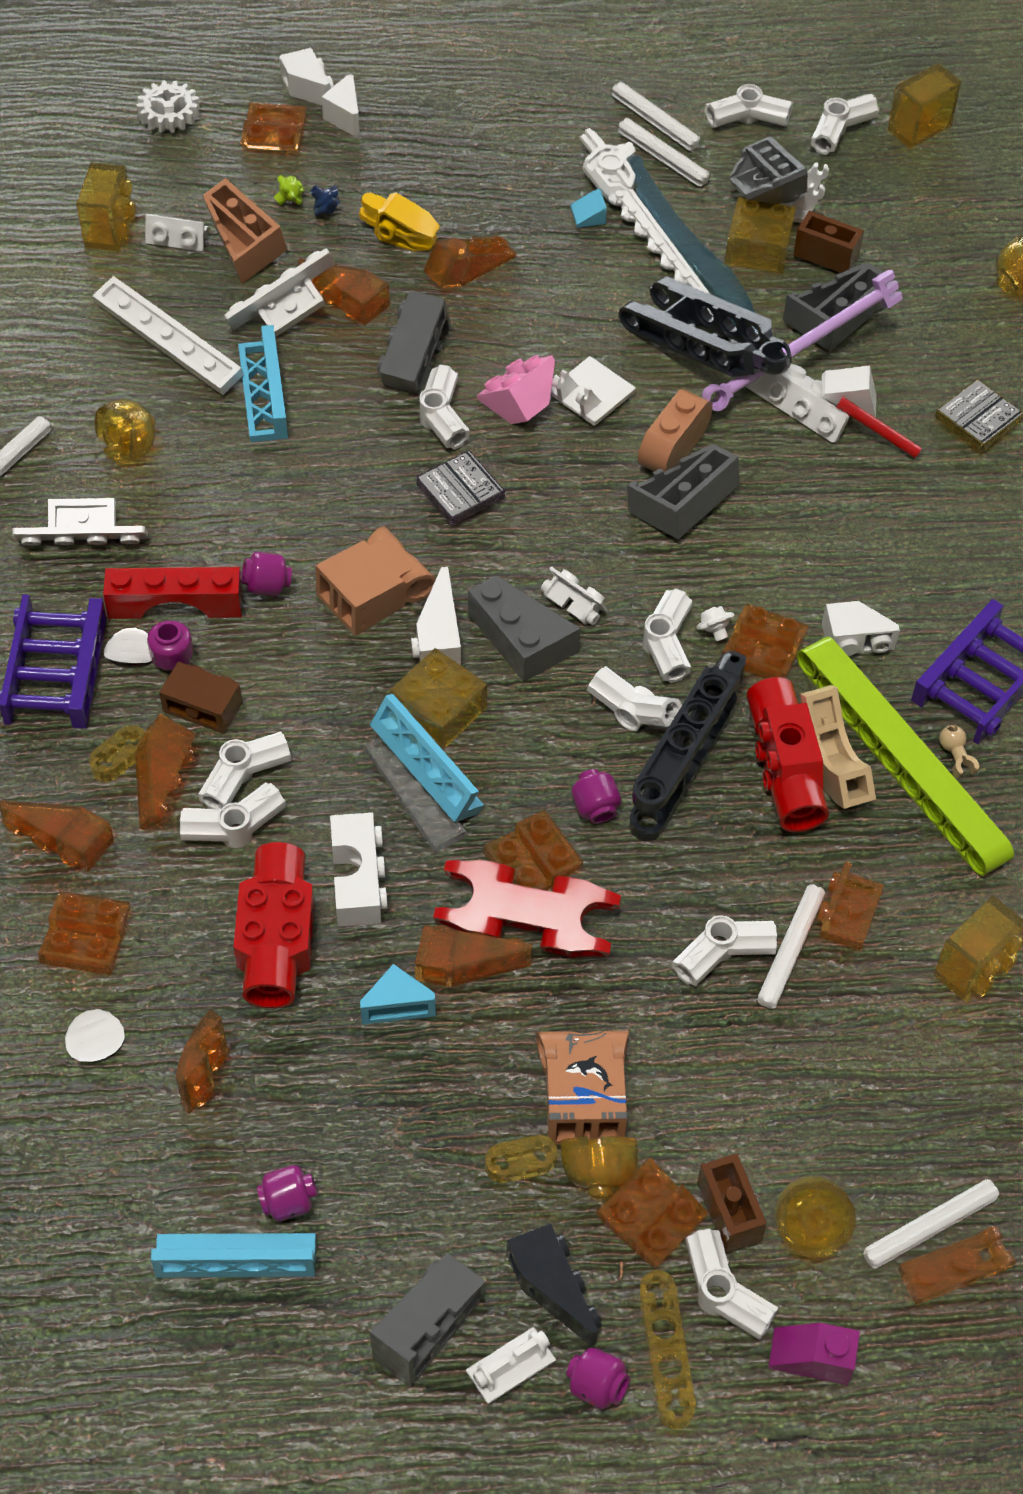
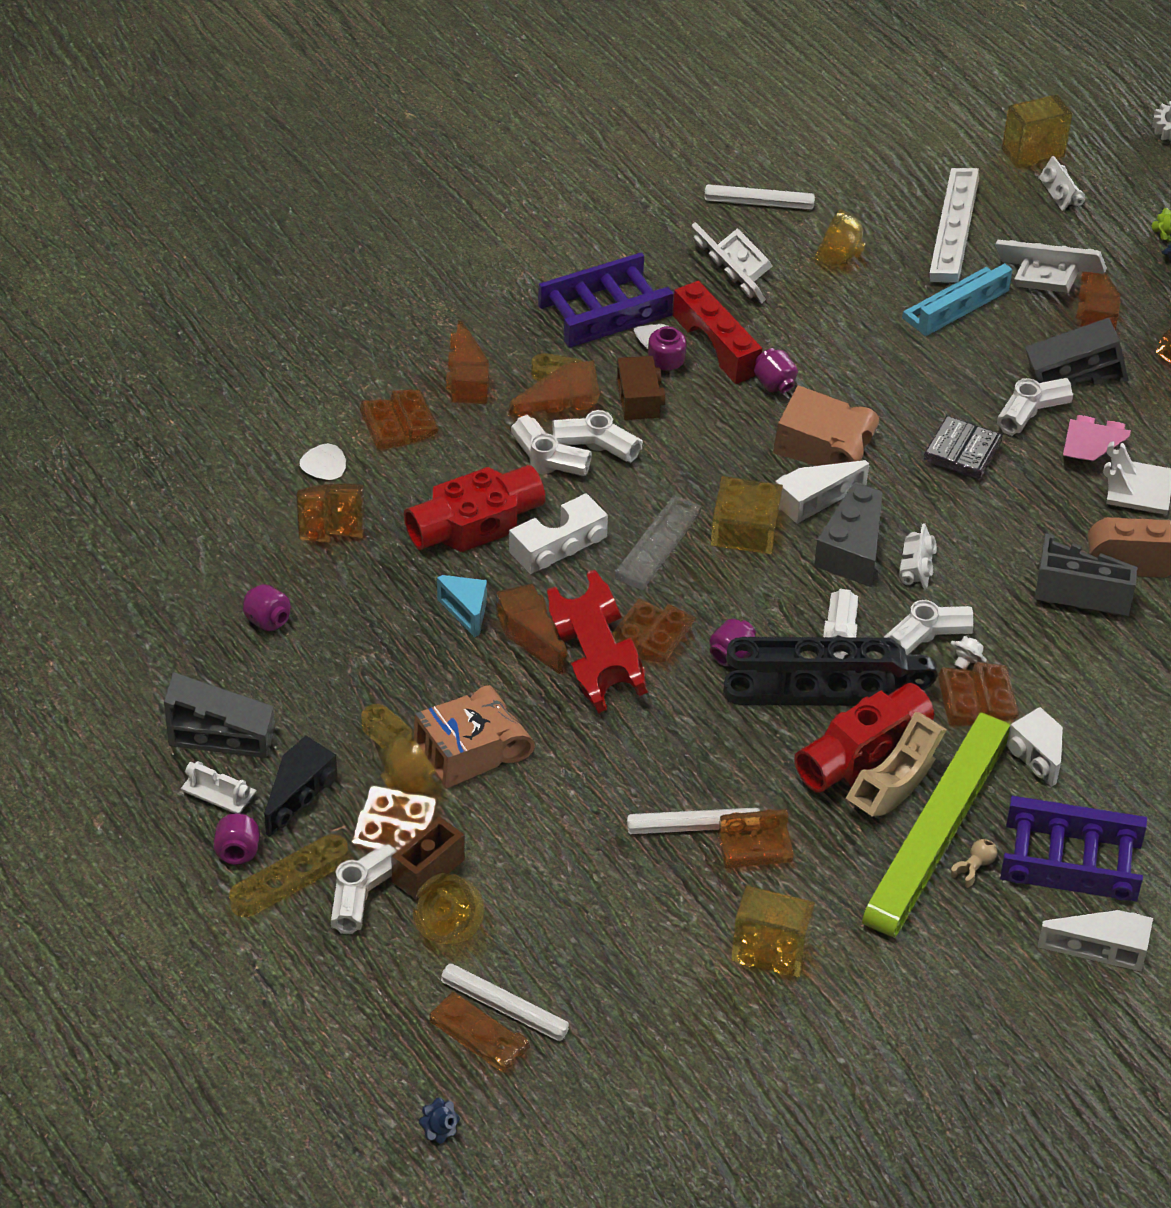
camera: 60 degrees right, 10 degrees down
(234, 1255) = (204, 605): medium azure fence -> none
(244, 230) = (1092, 216): nougat wedge -> none
(426, 760) = (682, 531): medium azure fence -> none
(707, 952) = (660, 771): white piece -> none
(815, 1351) = (343, 967): magenta slope -> none

